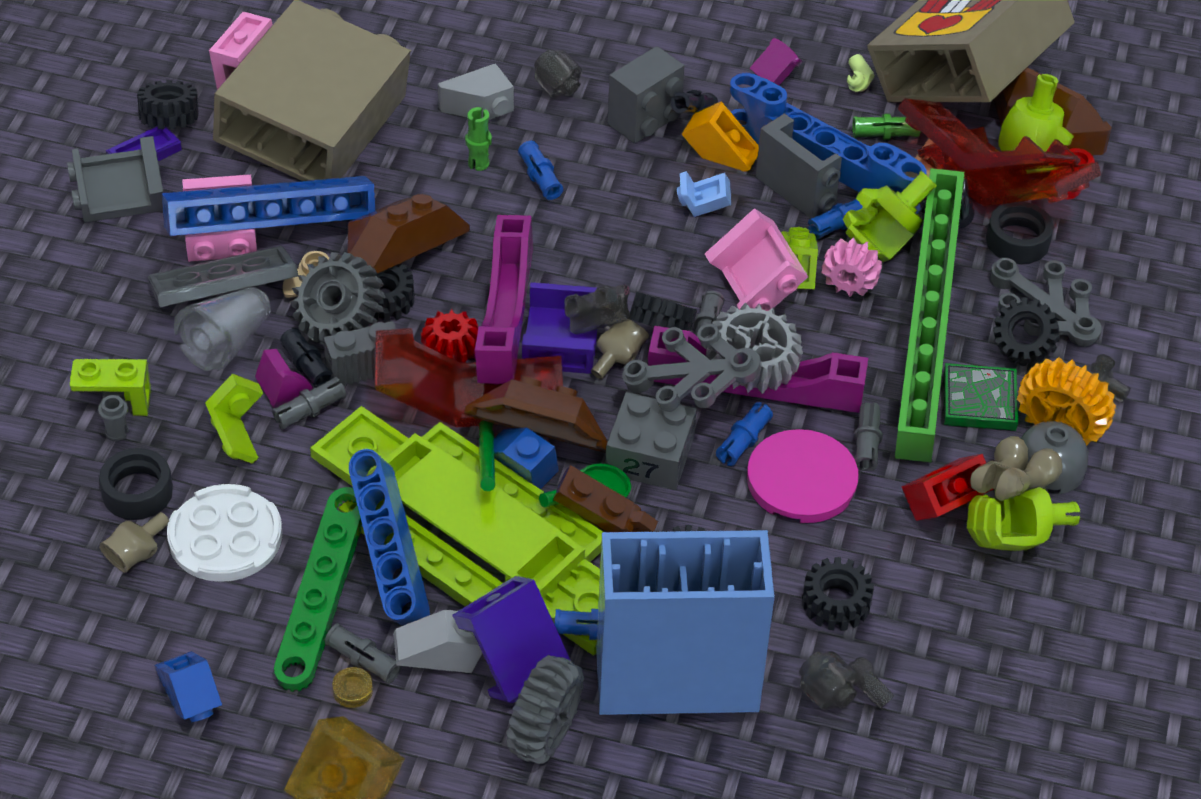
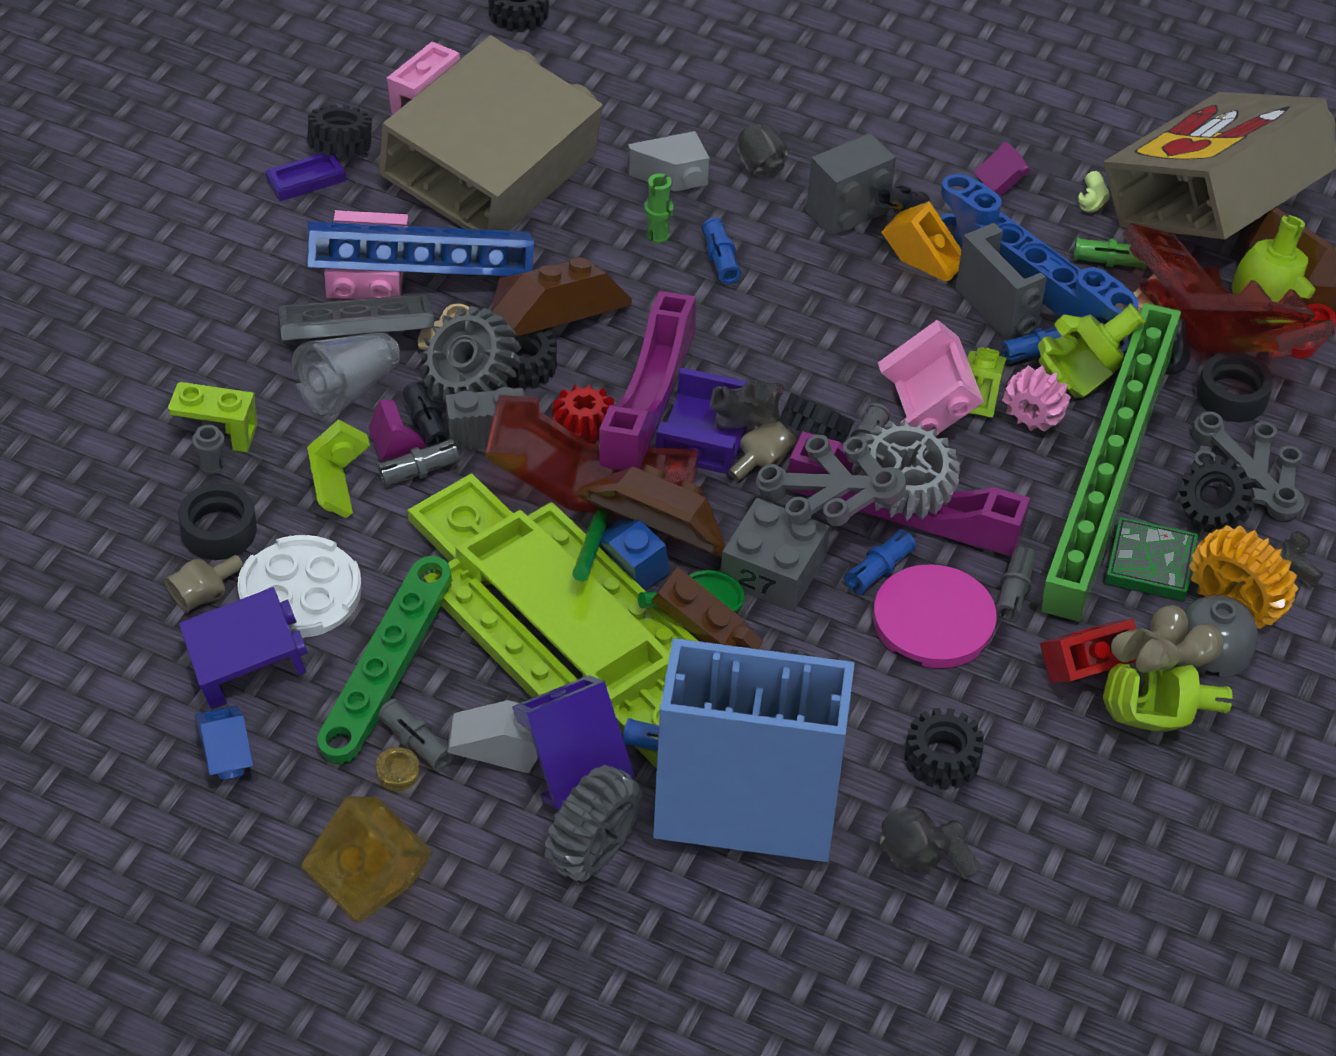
camera: 10 degrees right, 0 degrees up
(117, 183) = (267, 205): dark grey panel -> none
(186, 591) = (241, 640): none -> dark purple panel
(377, 526) = (456, 602): blue beam -> none
(704, 195) = (893, 300): light blue bracket -> none

